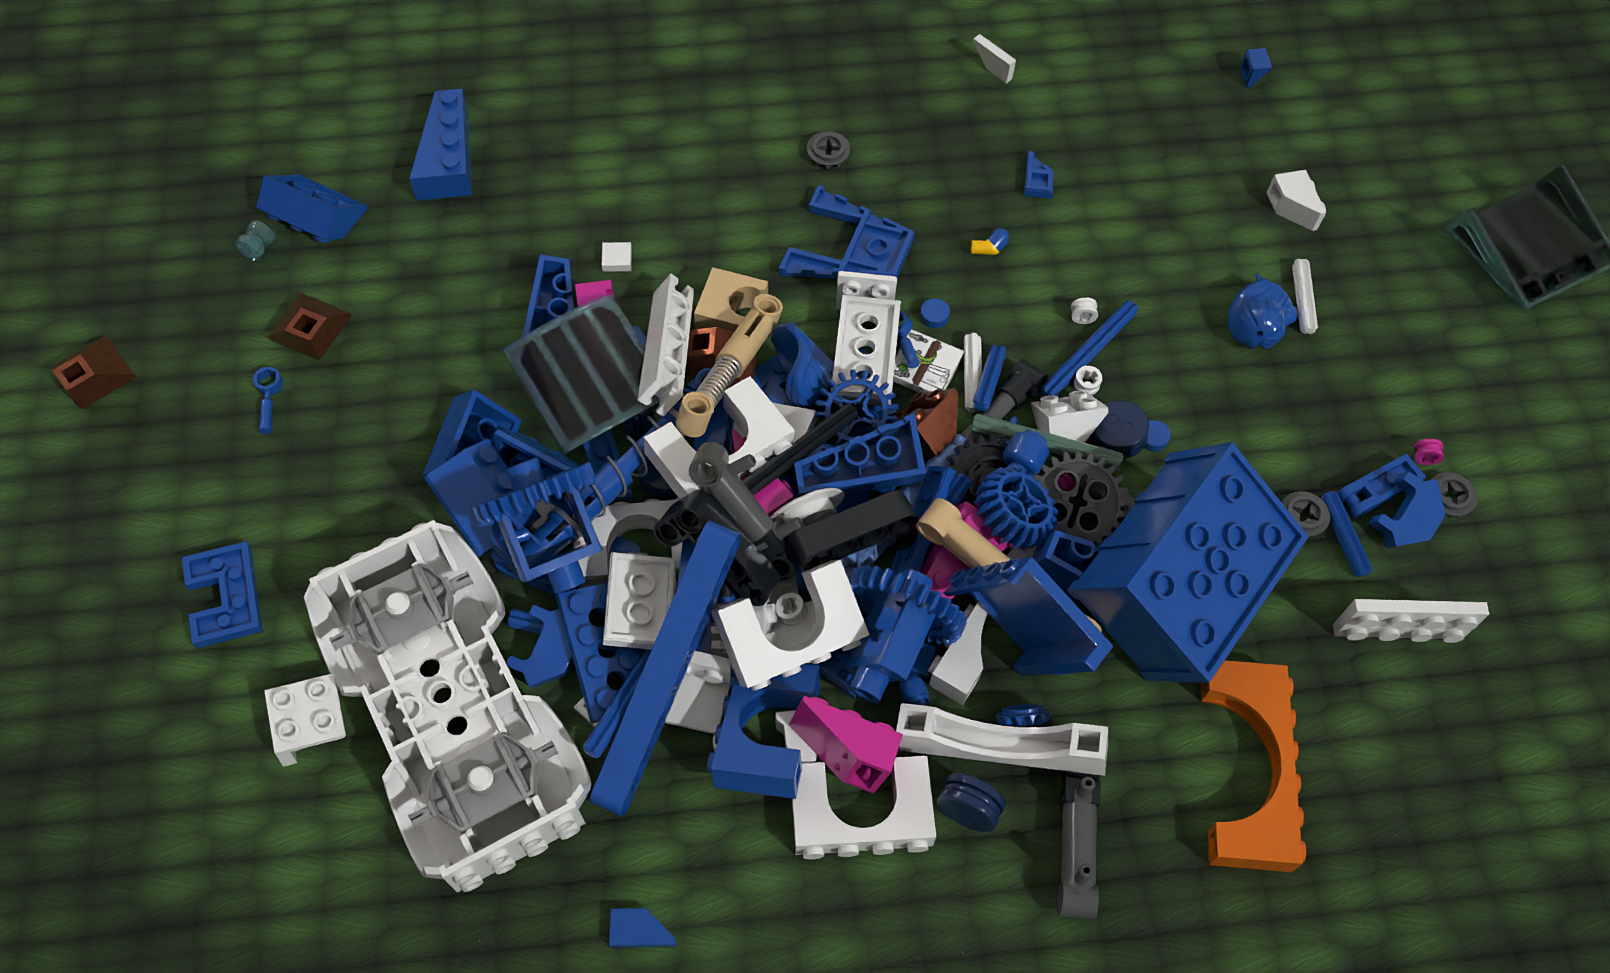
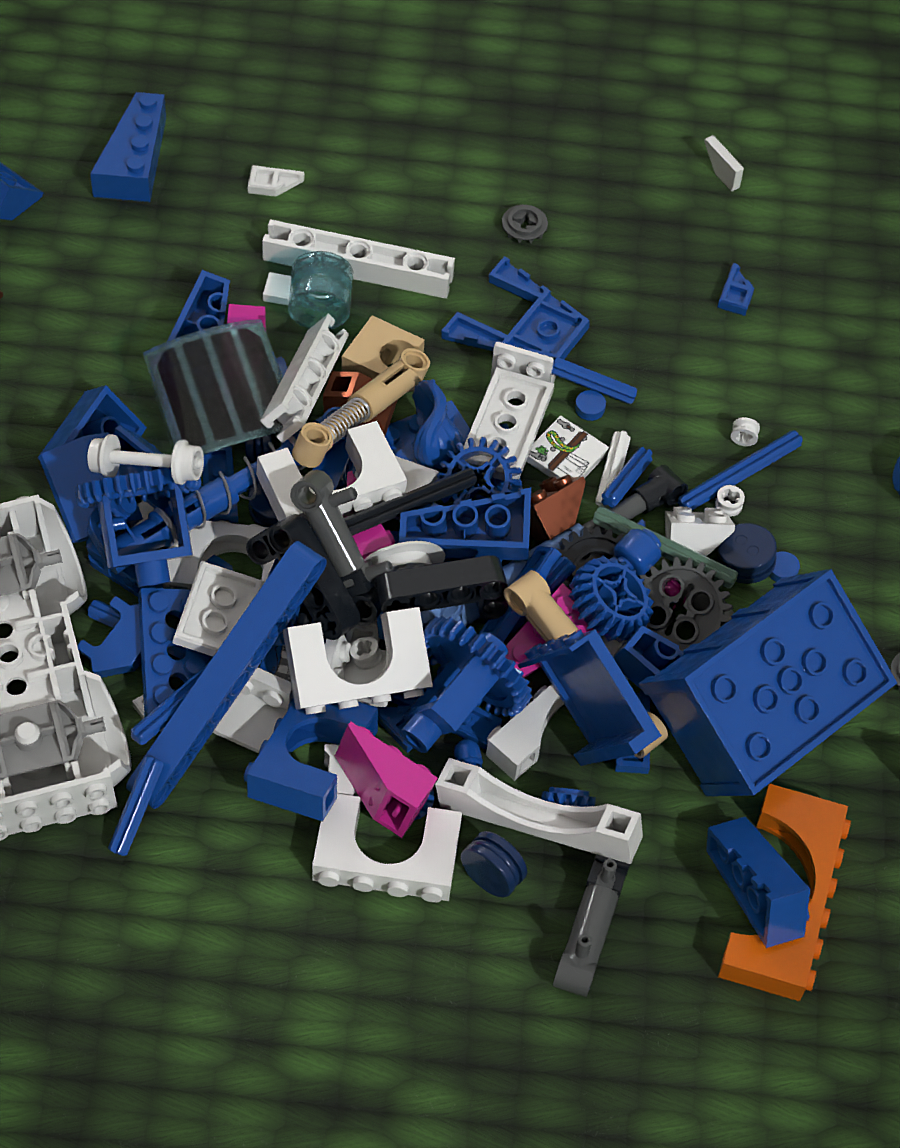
camera: 10 degrees right, 5 degrees down
(495, 473) = (106, 456): none -> white piece
(583, 152) = (273, 180): none -> white tile
(605, 821) = (136, 806): none -> blue axle
(637, 929) = (143, 911): blue tile -> none
(656, 250) = (320, 286): none -> clear light blue wheel
(683, 213) = (369, 259): none -> white piece
(905, 343) = (550, 427): blue piece -> none
(935, 289) = (594, 381): none -> blue axle
(992, 245) = (668, 350): arm -> none
(1231, 763) = (760, 881): none -> blue wedge

